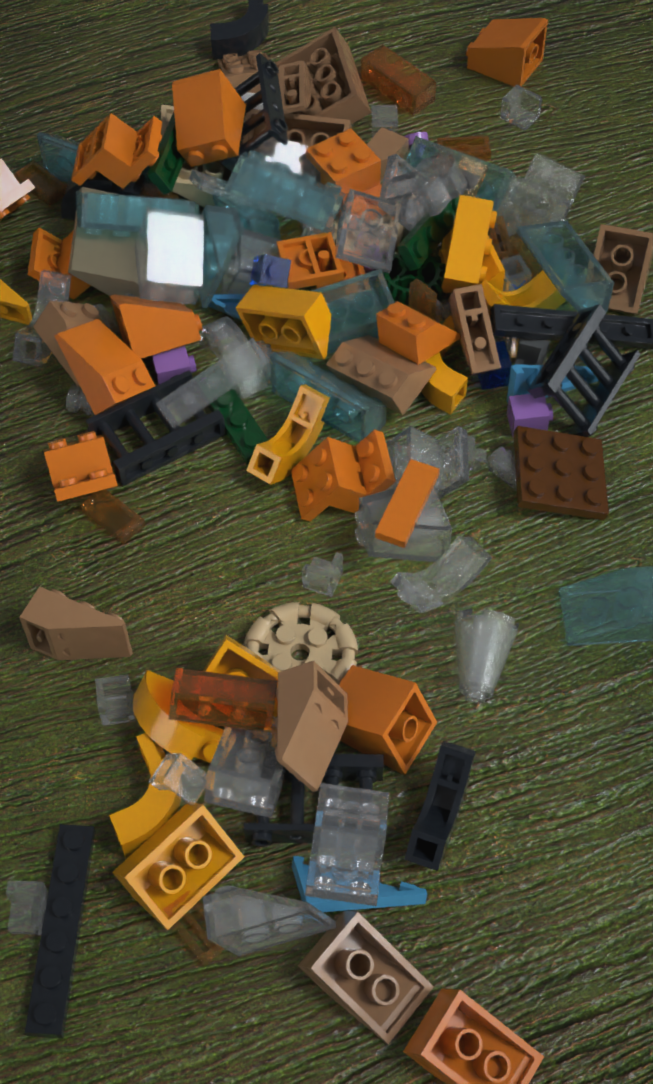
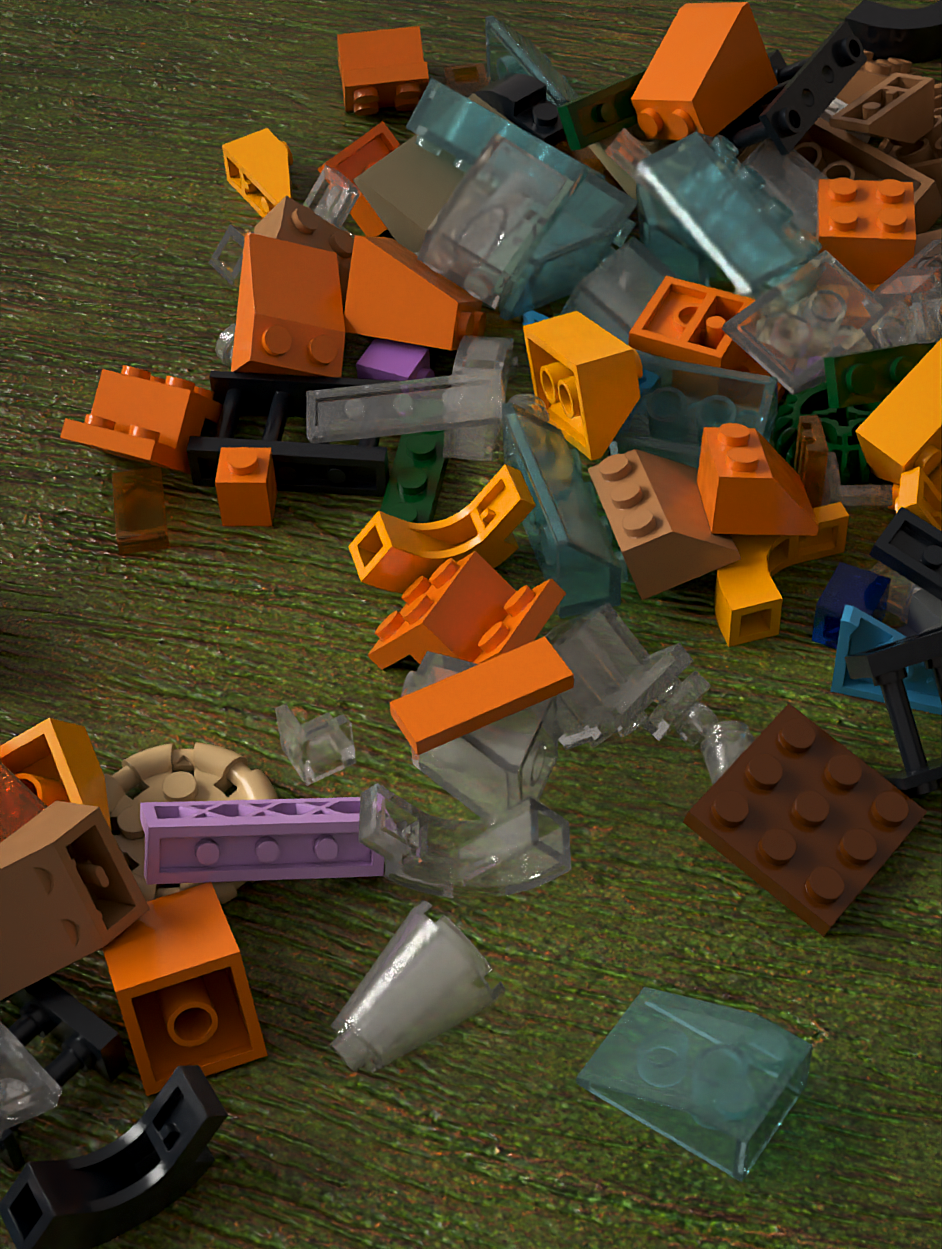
camera: 40 degrees right, 10 degrees down
(117, 151) = (546, 63): orange bracket -> none
(162, 470) = (246, 486): none -> orange brick
(270, 271) = (612, 303): clear blue brick -> none
(357, 632) = (255, 840): none -> lavender fence
(474, 325) = (847, 529): medium nougat slope -> none
(529, 412) = (842, 705): medium lavender brick -> none

